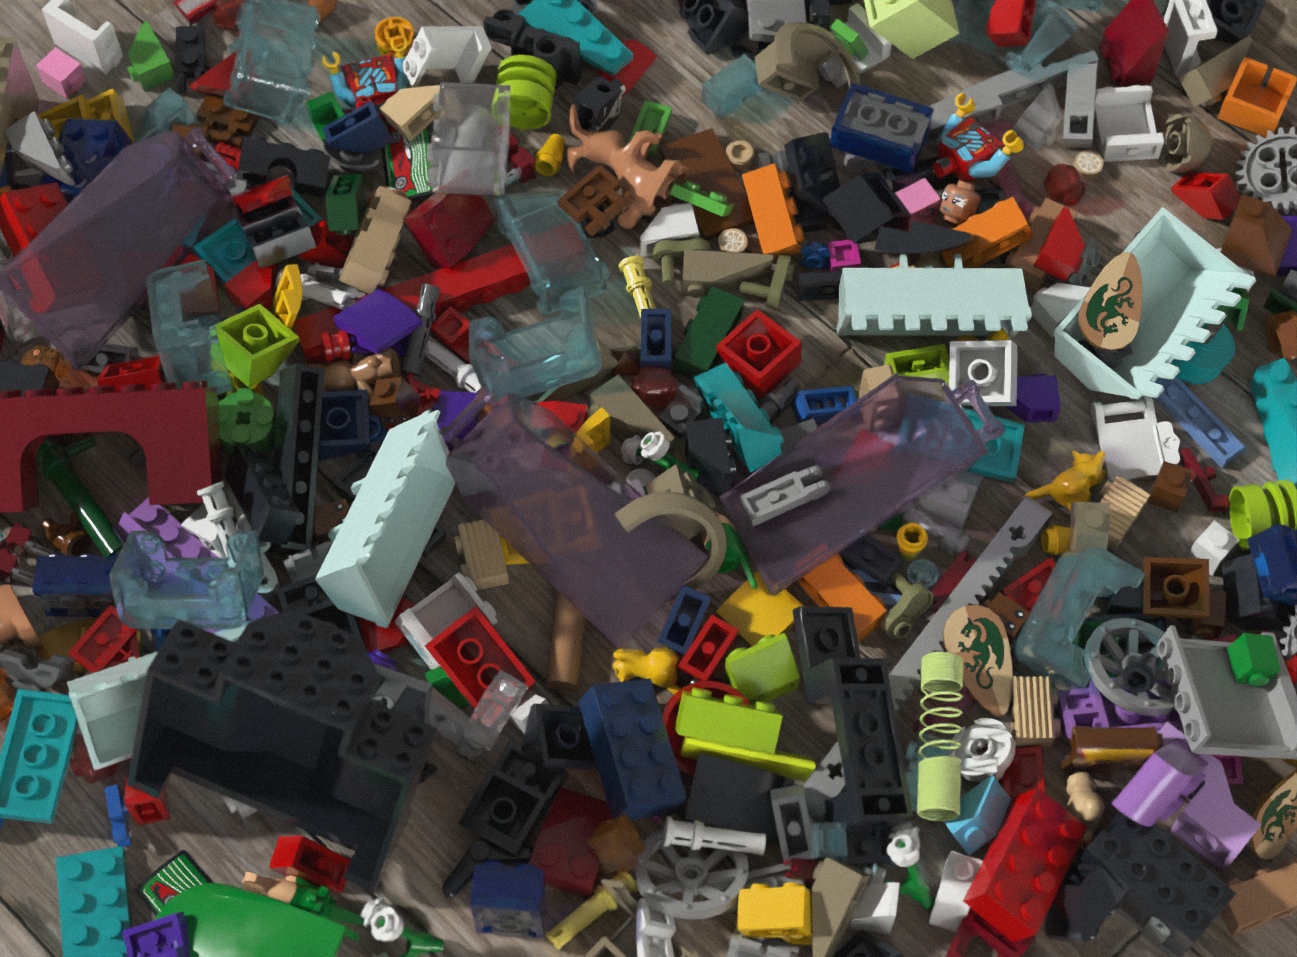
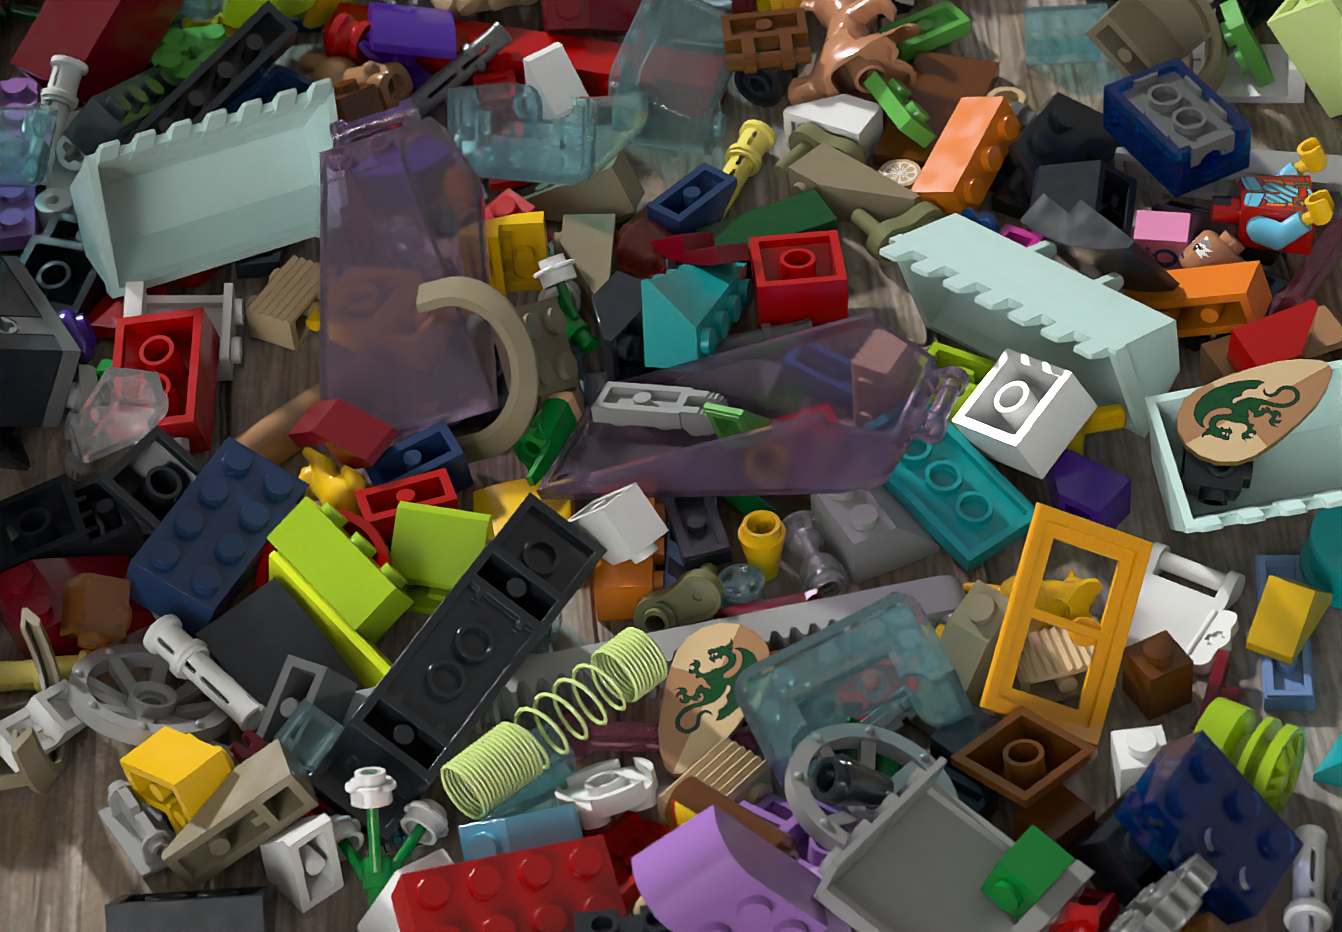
camera: 45 degrees right, 20 degrees down
(500, 304) = (554, 79): none -> white slope
(638, 631) = (345, 431): none -> dark red slope
(695, 375) = (700, 249): none -> dark red slope
(843, 587) = (622, 524): none -> white slope
(845, 479) = (732, 421): none -> bright green slope
(1133, 435) = (1109, 638): none -> light orange door
(1199, 408) = (1286, 618): none -> yellow slope

